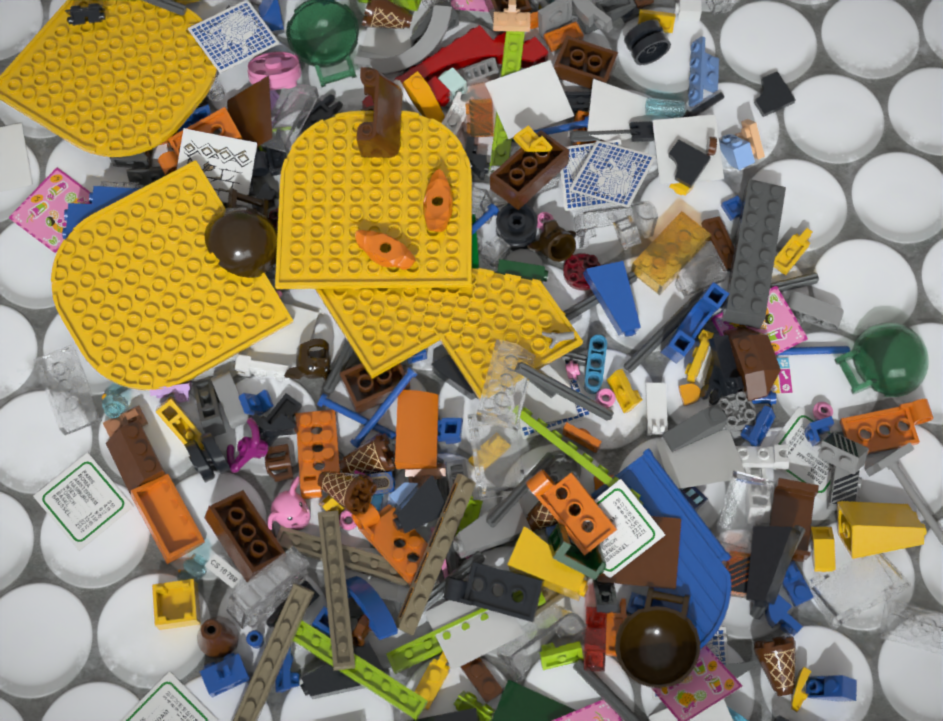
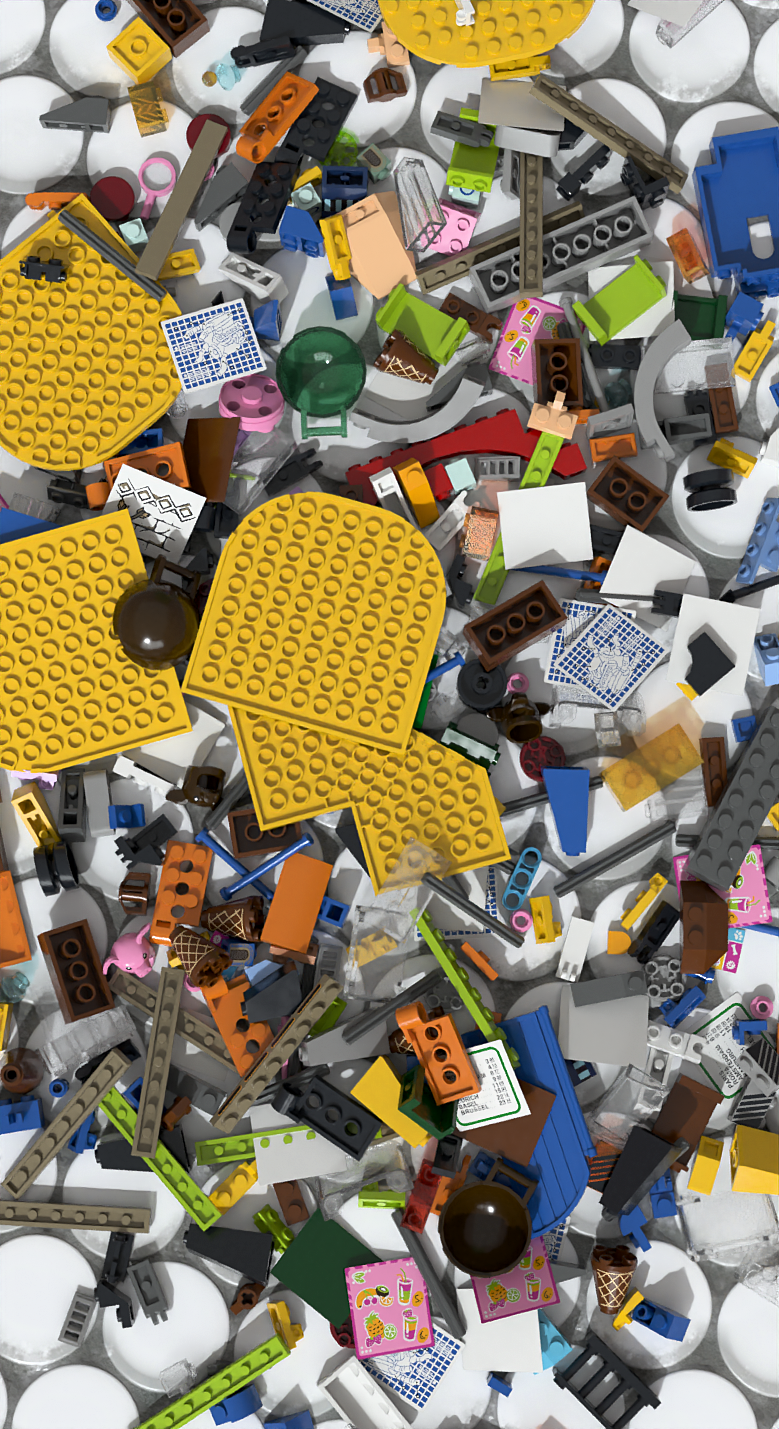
camera: 20 degrees right, 15 degrees up
(223, 570) = (43, 1002): white sticker -> none
(248, 448) = (103, 869): magenta piece -> none
(373, 606) = (191, 1091): blue slope -> none
(382, 135) = (363, 519): reddish brown windscreen -> none
(398, 256) = (330, 699): orange piece -> none
(438, 216) = (386, 662): orange piece -> none
(531, 142) = (525, 594): yellow slope -> none
(558, 337) = (484, 847): light grey bar -> none
(572, 370) = (493, 878): bright pink plate -> none
(665, 107) = (704, 579): clear light blue axle -> none
(703, 309) = (624, 883): blue arch -> none
(711, 146) = (740, 653): reddish brown tile -> none
(725, 365) = (668, 925): black hinge -> none

